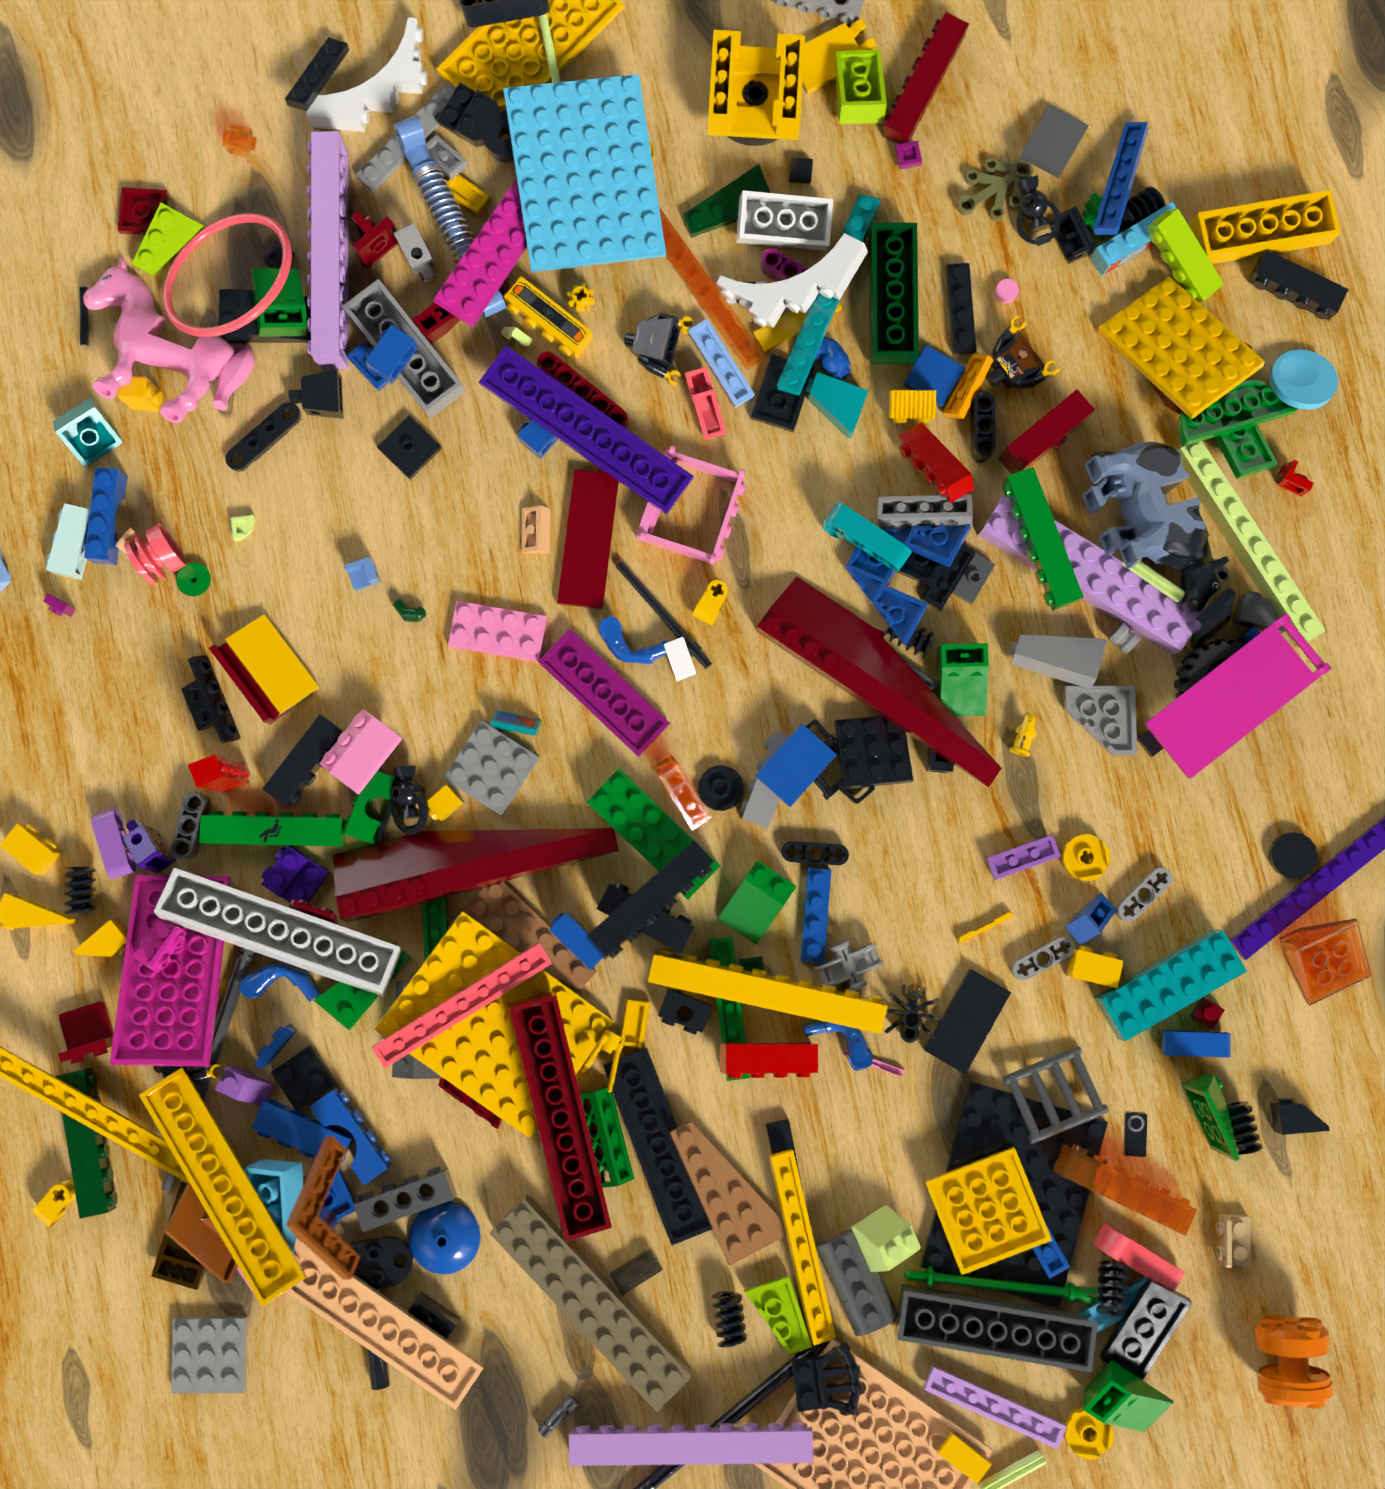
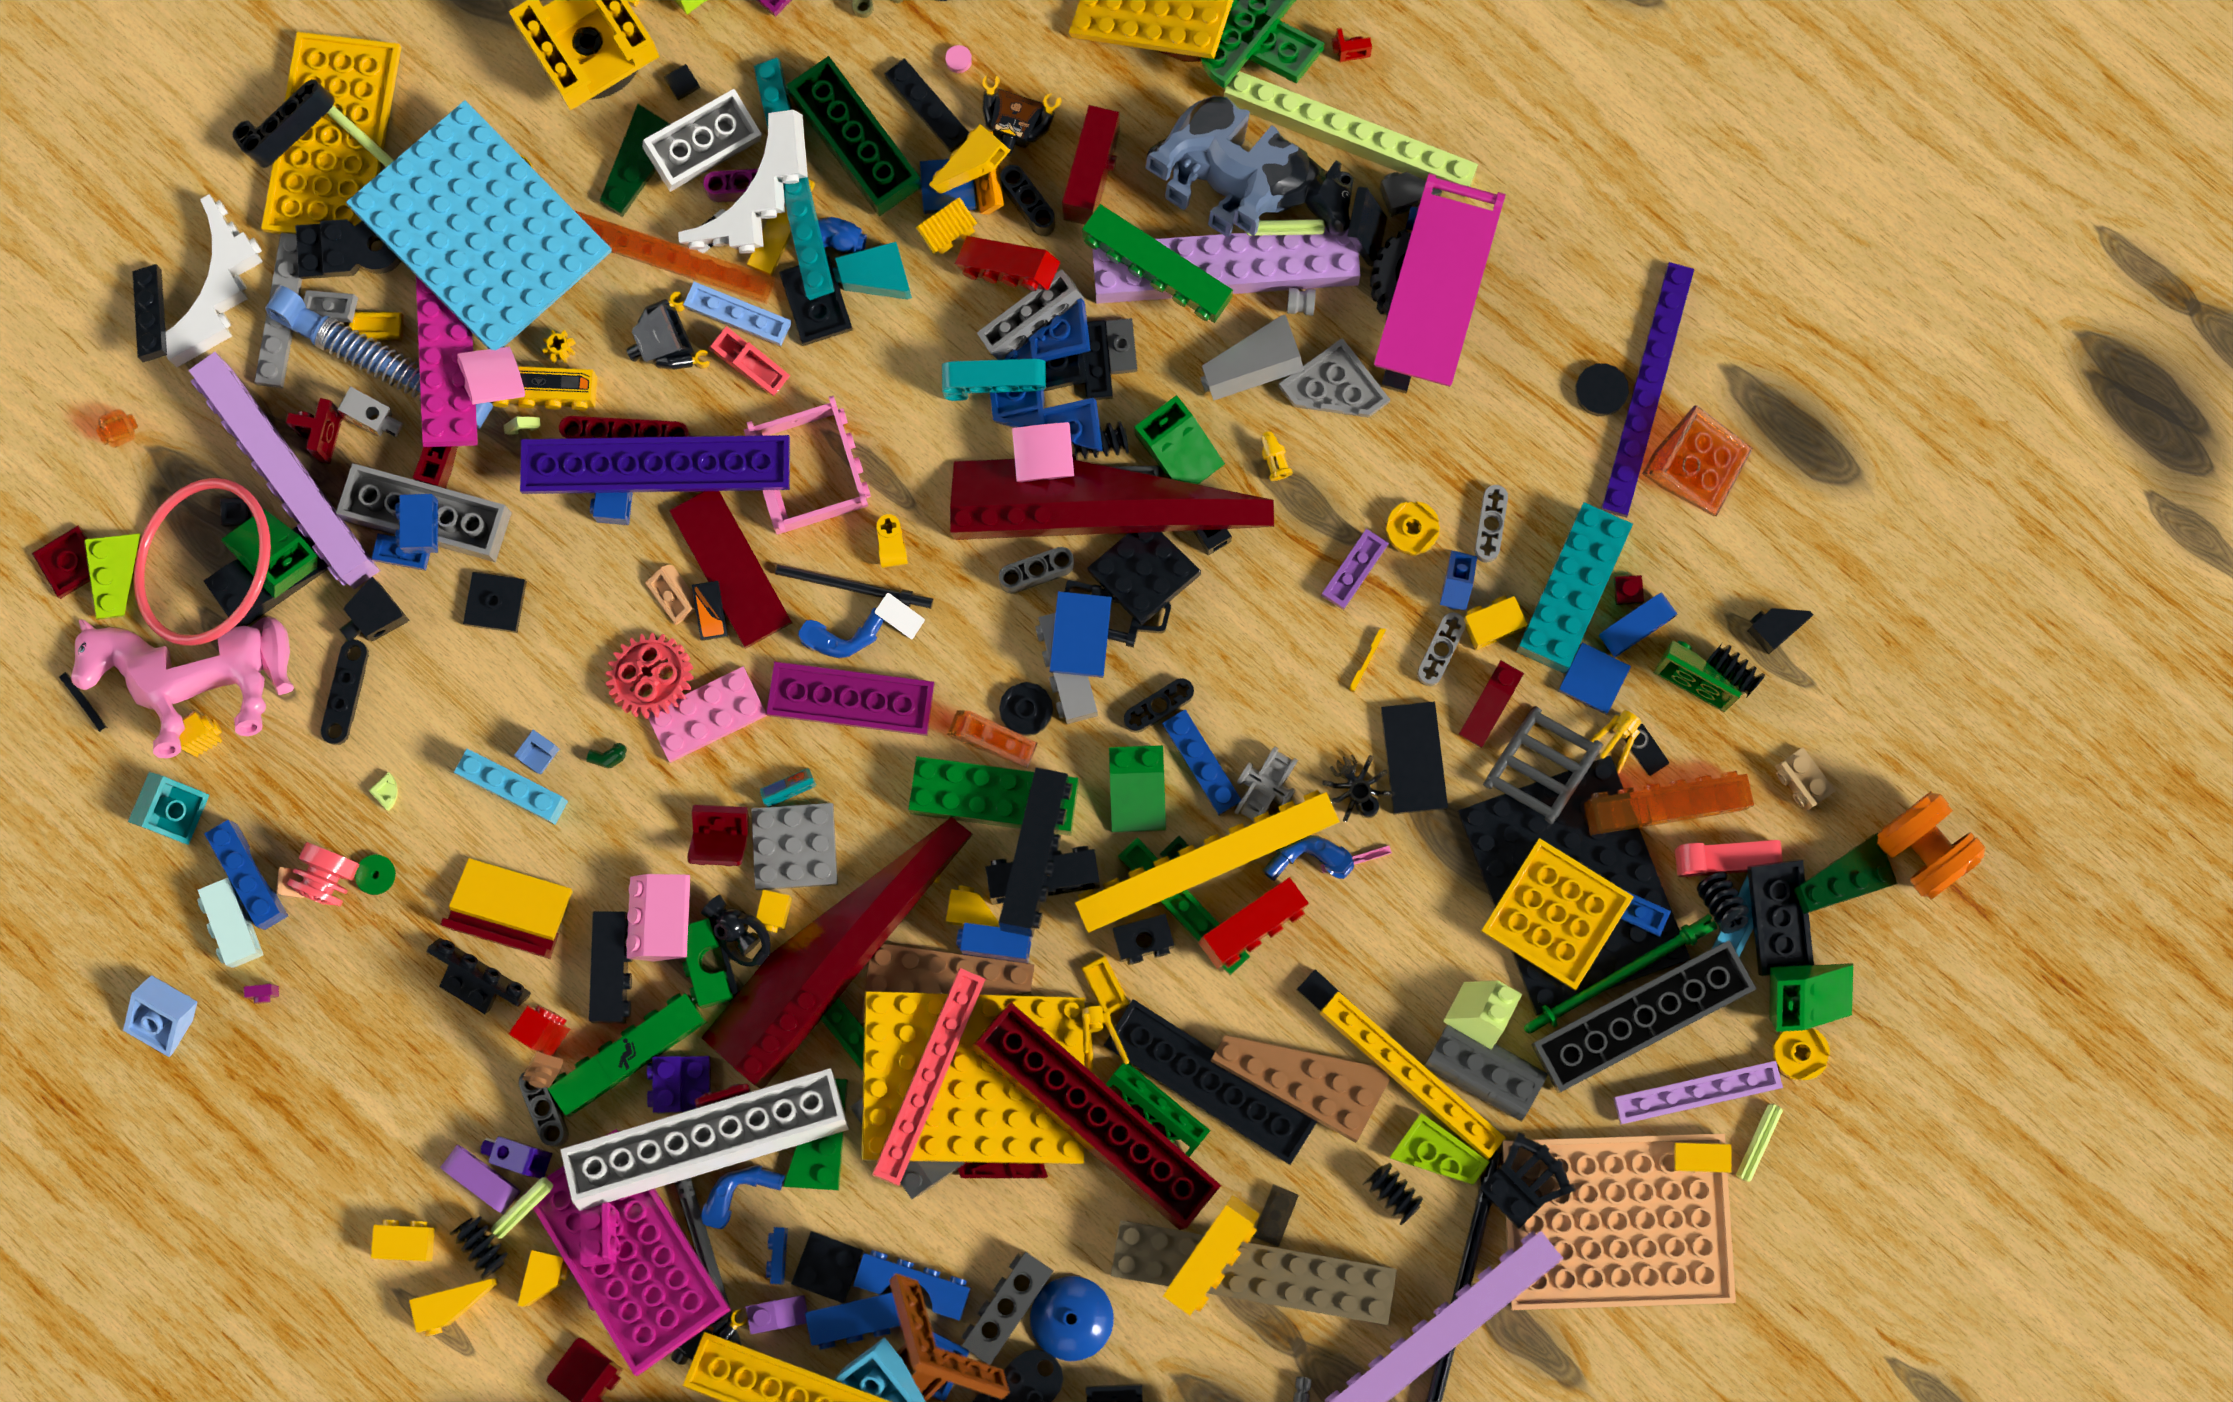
camera: 30 degrees left, 5 degrees down
(125, 885) = (522, 1207): none -> yellowish green axle
(201, 803) = (542, 1070): none -> medium nougat plate
(327, 585) = (511, 786): none -> medium azure brick
(443, 724) = (718, 835): none -> dark red bracket
(478, 595) = (635, 660): none -> coral gear
(517, 284) = (491, 375): none -> bright pink slope
(551, 560) = (709, 610): none -> slope
(568, 1277) = (1211, 1256): none -> yellow wedge
(579, 903) = (968, 908): none -> yellow slope
(809, 692) = (1027, 580): none -> dark grey beam
(863, 616) = (1043, 452): none -> bright pink slope
(965, 370) = (975, 158): none -> yellow slope
(1050, 1023) = (1491, 704): none -> dark red slope
(1133, 1110) = (1625, 726): none -> yellow plant
(1136, 1059) = (1594, 678): none -> blue tile
(1214, 1336) = (1848, 877): none -> dark green wing

